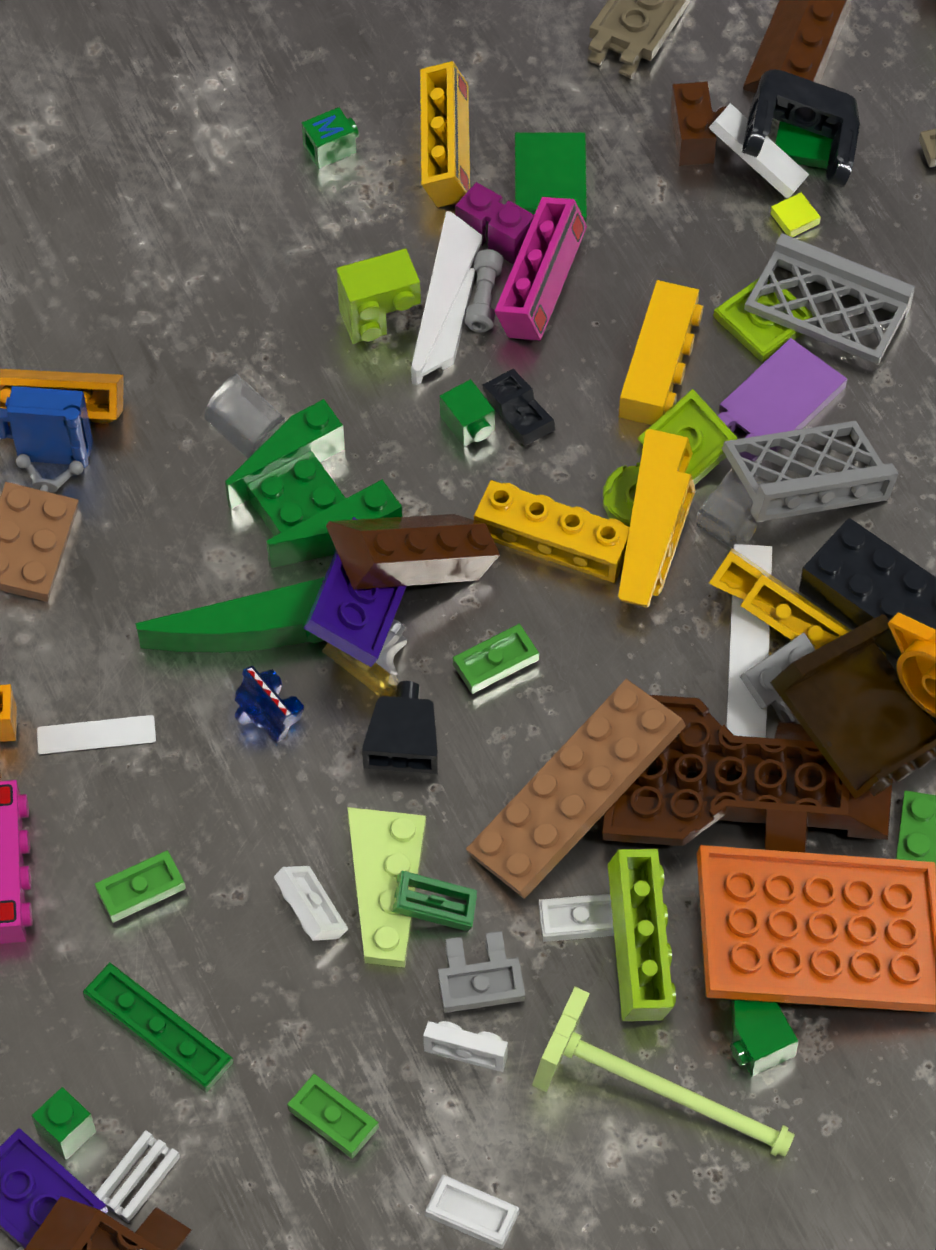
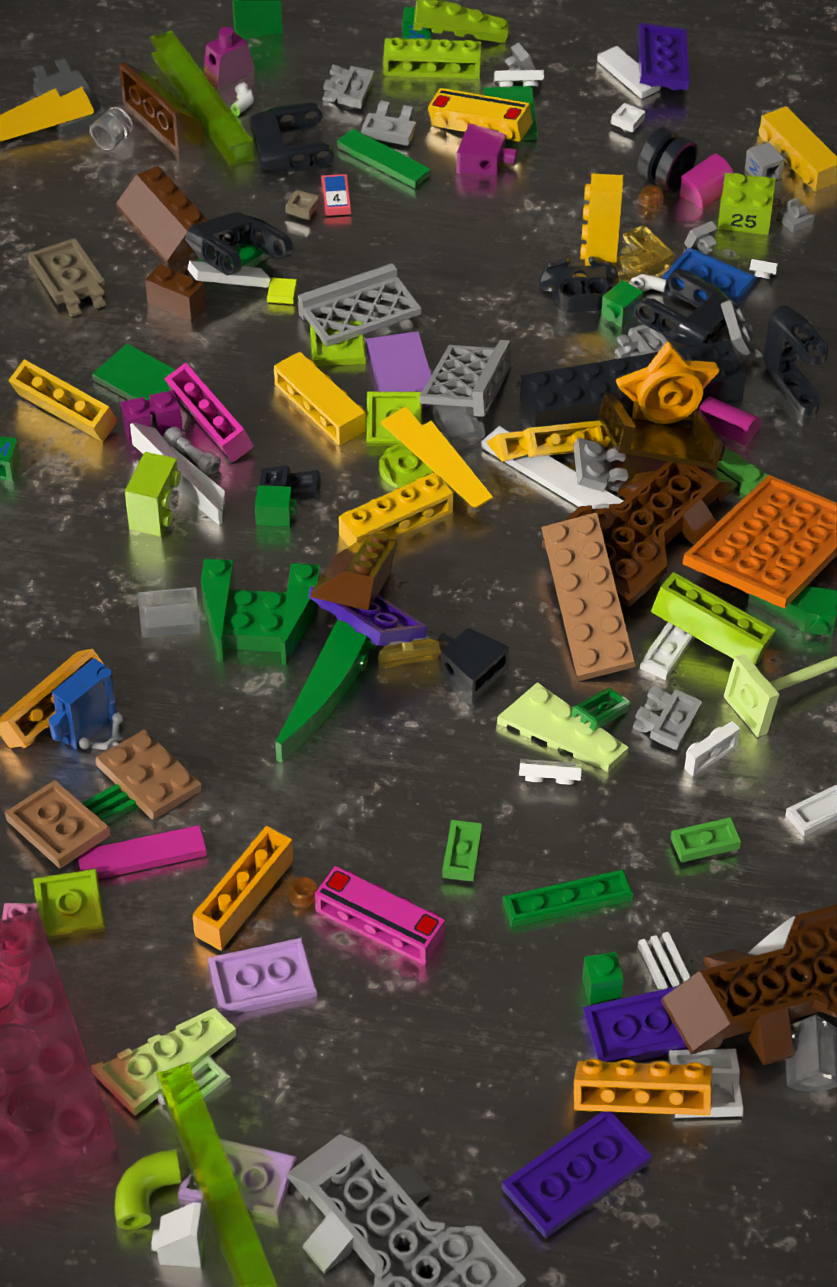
camera: 55 degrees left, 10 degrees down
(96, 734) = (324, 819): white sticker -> none
(262, 705) = (388, 714): clear blue hips -> none
(495, 658) = (458, 590): bright green plate -> none

